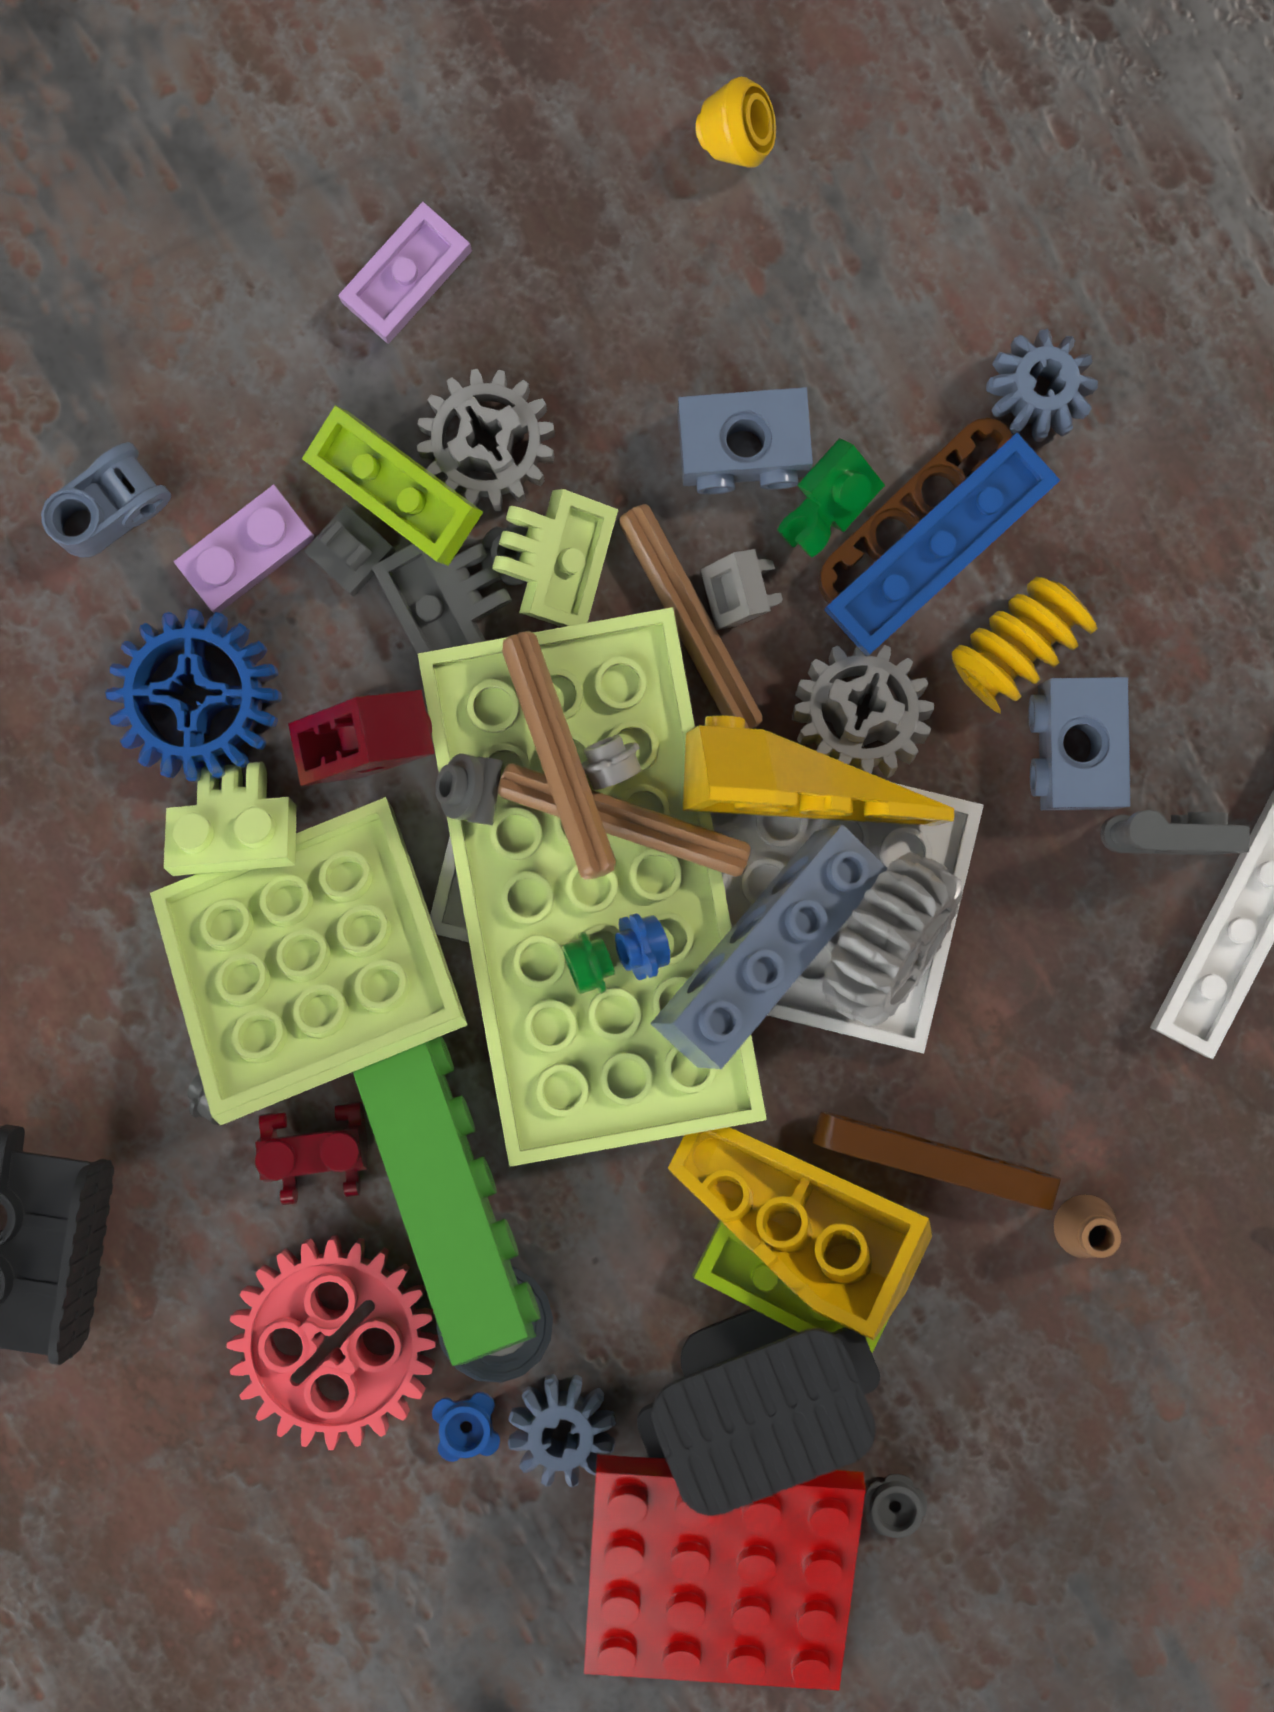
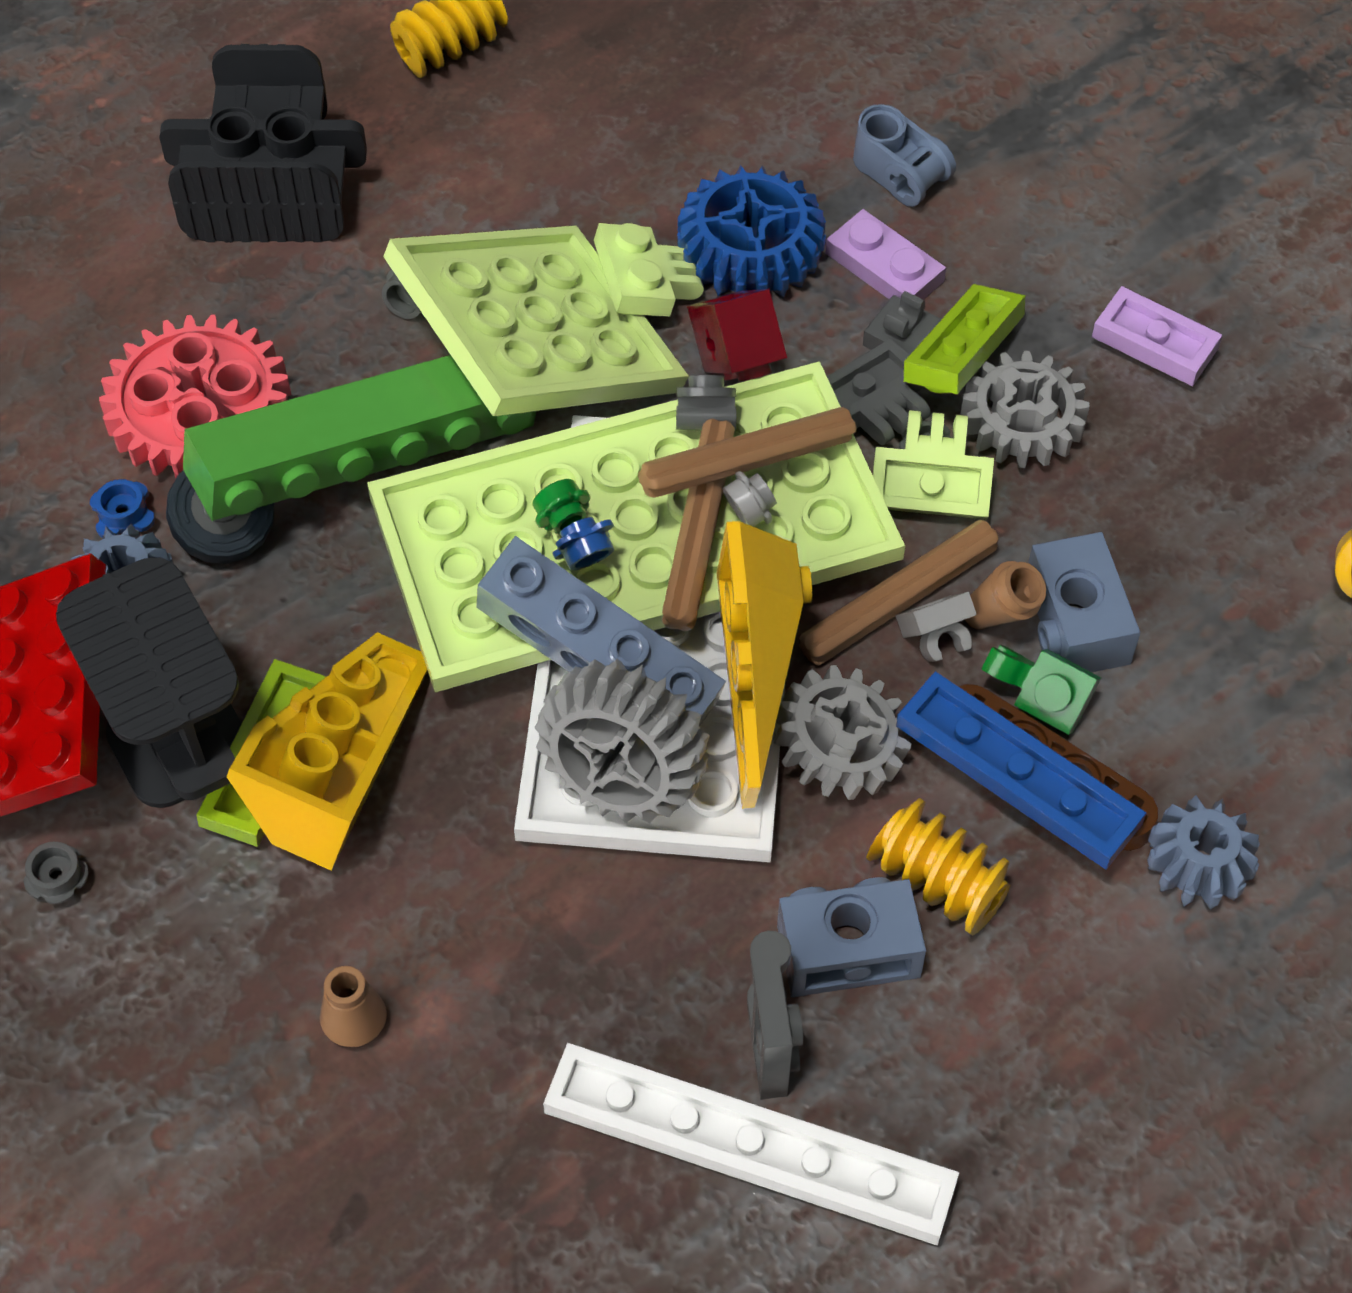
camera: 75 degrees right, 30 degrees down
(312, 1152) = (361, 343): dark red piece -> none
(737, 513) = (1008, 595): none -> medium nougat cone
(936, 1160) = (407, 863): reddish brown beam -> none

